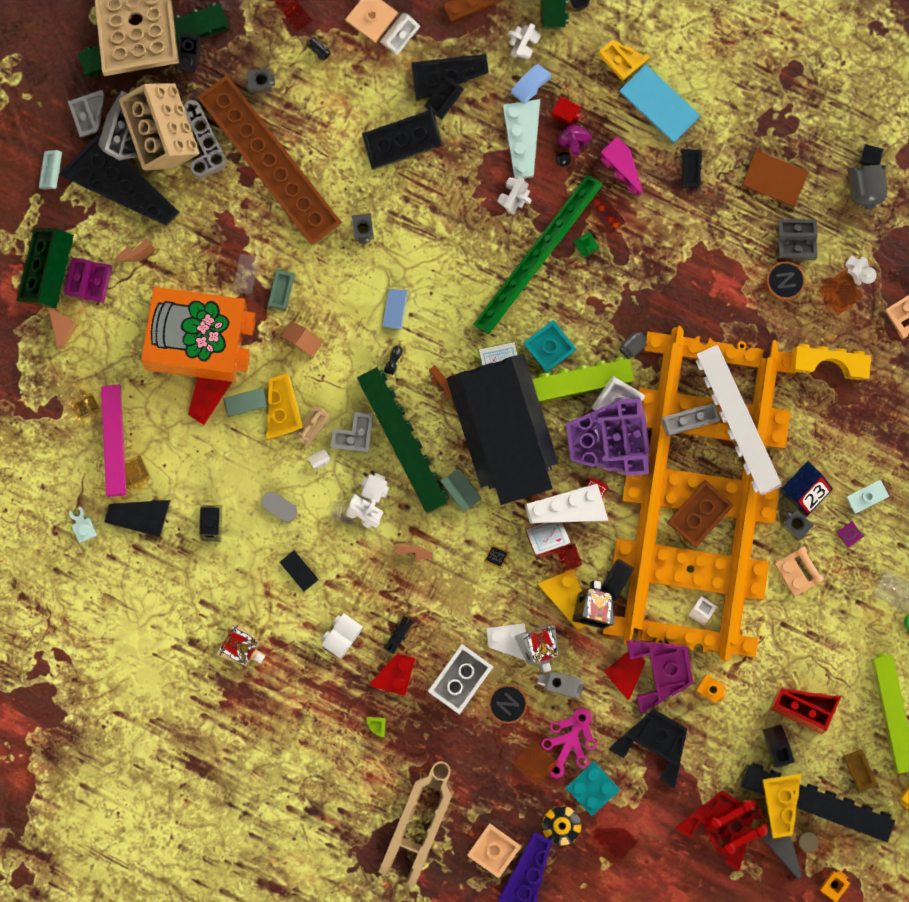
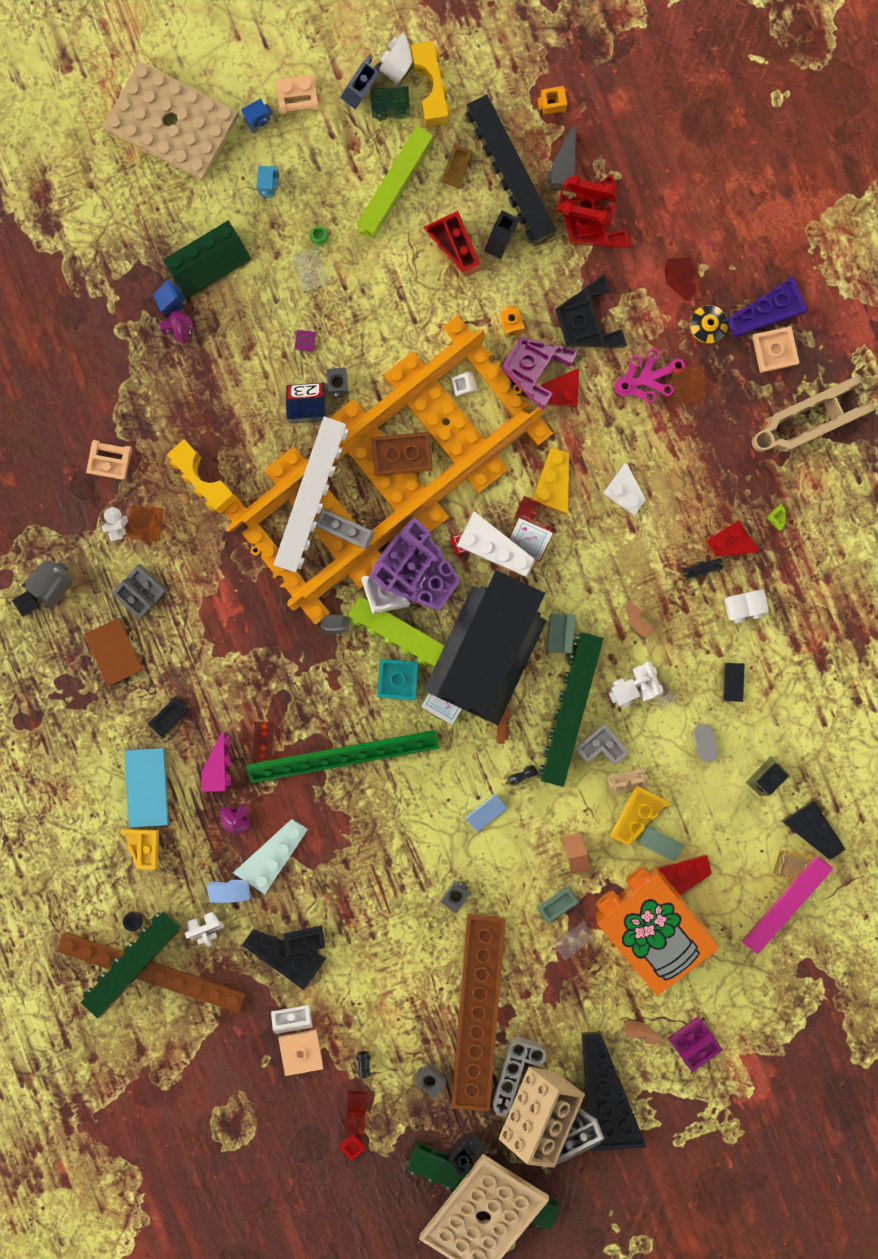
camera: 140 degrees left, 5 degrees up
(45, 267) = (719, 1082): dark green slope -> none
(50, 169) = (649, 1155): light aqua plate -> none
(62, 328) = (748, 1025): nougat slope -> none
(84, 527) = (864, 858): light aqua plate -> none
(85, 405) = (781, 949): clear yellow slope -> none
(87, 113) = (582, 1174): light grey wing -> none
(241, 647) = (827, 664): torso -> none
(319, 459) = (644, 751): white slope -> none
(402, 139) = (364, 936): black tile -> none
(460, 679) = (689, 493): white brick -> none
(496, 556) = (579, 559): slope -> none
(507, 704) = (669, 446): black tile -> none
(518, 195) = (318, 814): white hips -> none
(539, 646) = (609, 465): torso -> none
(563, 159) = (257, 811): black hinge -> none
(566, 112) = (222, 845): red brick -> none
(569, 686) = (612, 416): light grey torso -> none
(586, 244) = (300, 731): green tile -> none
(592, 788) = (662, 329): teal plate -> none
(594, 607) = (543, 457): torso -> none
(617, 578) = (507, 462): black tile -> none
(781, 803) = (539, 189): yellow wing -> none
(785, 280) = (177, 569): black tile -> none
(793, 574) = (374, 348): light nougat plate -> none
(808, 841) = (542, 150): dark tan tile -> none
(867, 496) = (266, 356): light aqua plate -> none

